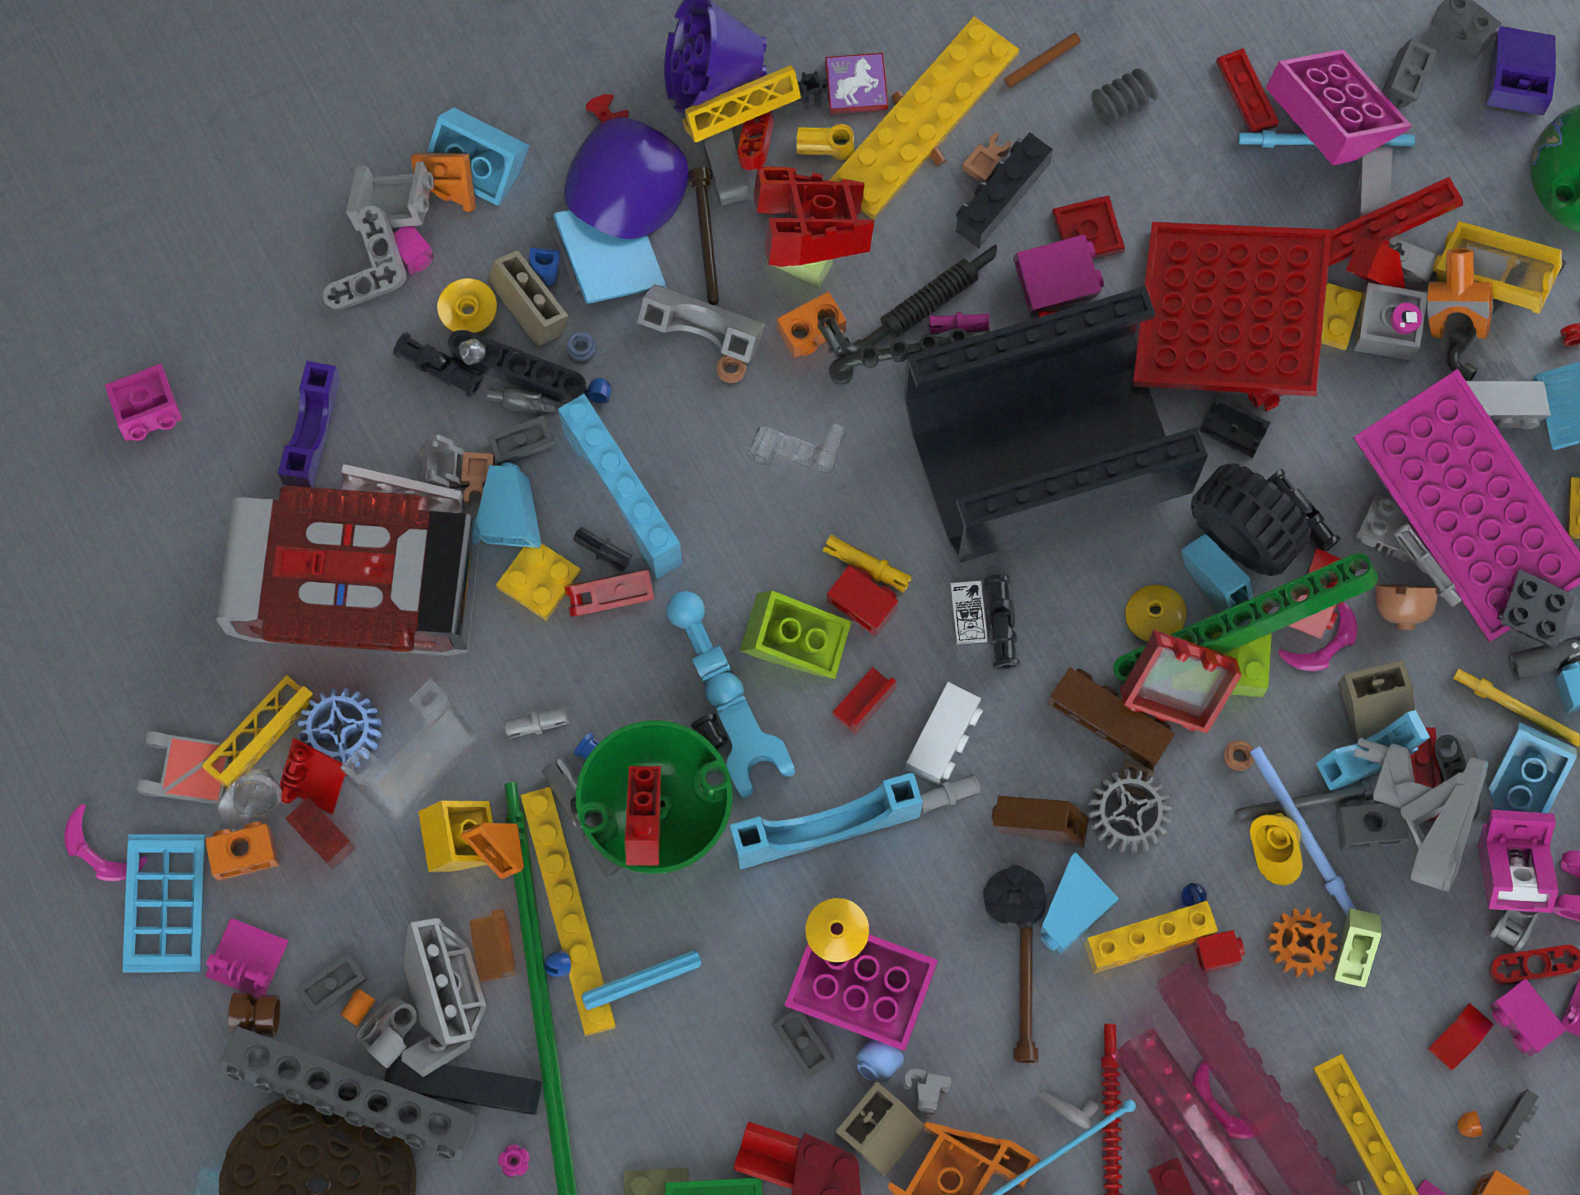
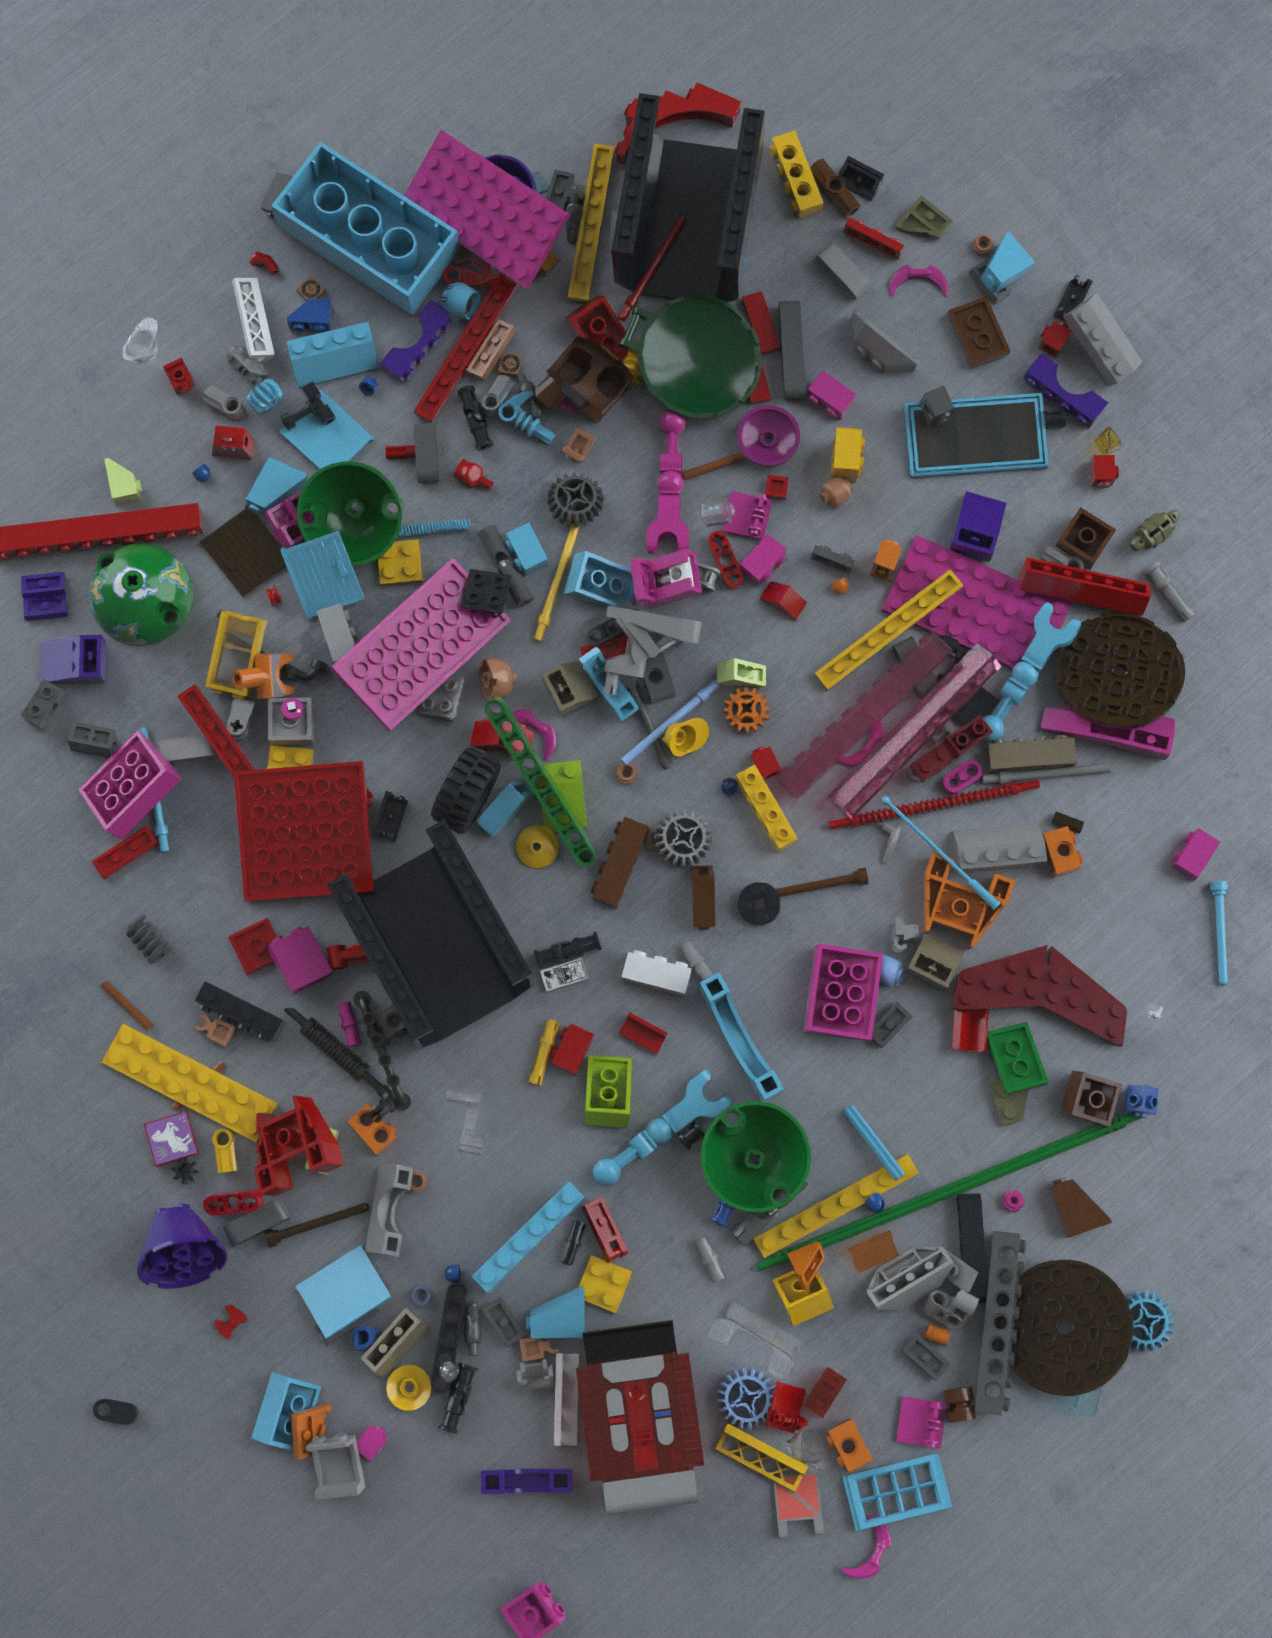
camera: 105 degrees left, 5 degrees up
(380, 264) = (391, 1460): light grey beam -> none
(626, 179) = (284, 1293): dark purple piece -> none
(643, 815) = (772, 1159): red slope -> none
(742, 104) = (213, 1216): yellow fence -> none
(842, 946) = (803, 1016): yellow dish -> none
(1076, 905) = (756, 862): medium azure slope -> none
(1180, 682) = (590, 817): window -> none
(1320, 532) = (441, 763): black piece -> none
(1377, 262) = (252, 736): red slope -> none
(1427, 564) = (465, 671): light grey piece -> none

